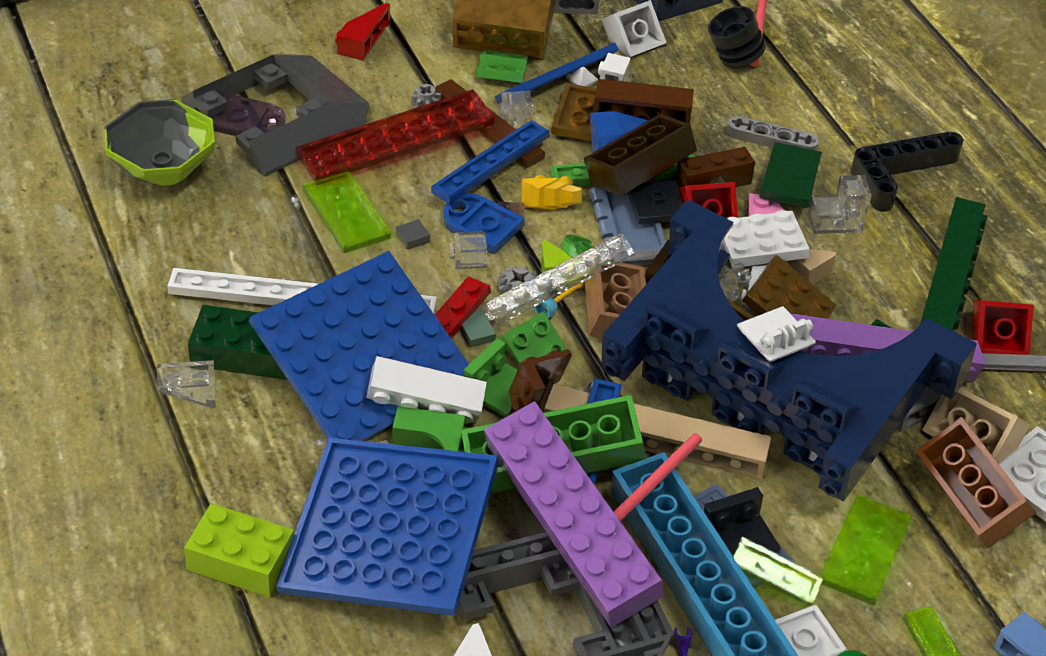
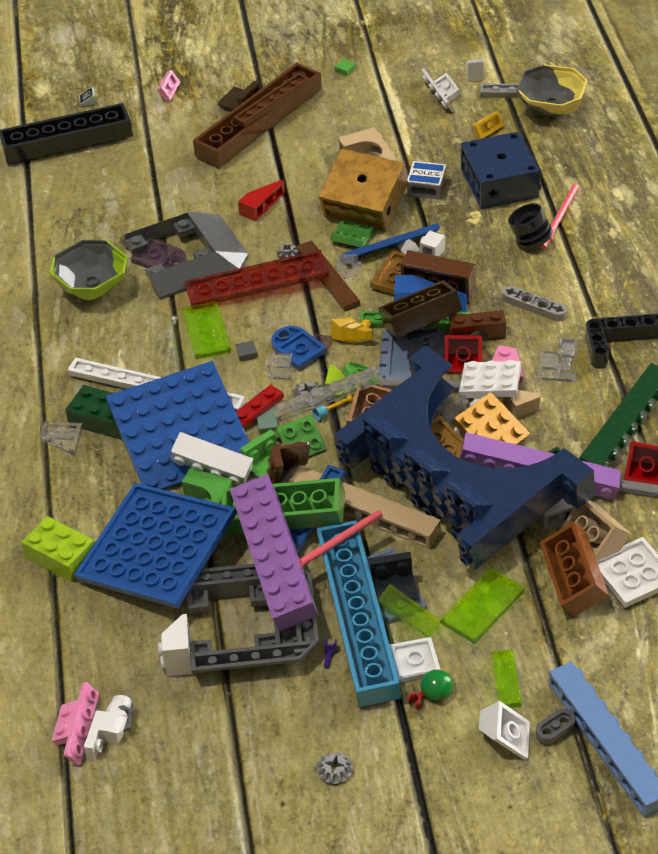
camera: 20 degrees right, 0 degrees up
(489, 162) = (316, 304): blue tile -> none
(634, 29) = (459, 213): white slope -> none
(777, 333) = (451, 447): white hinge -> none
(790, 175) = (534, 334): dark green tile -> none

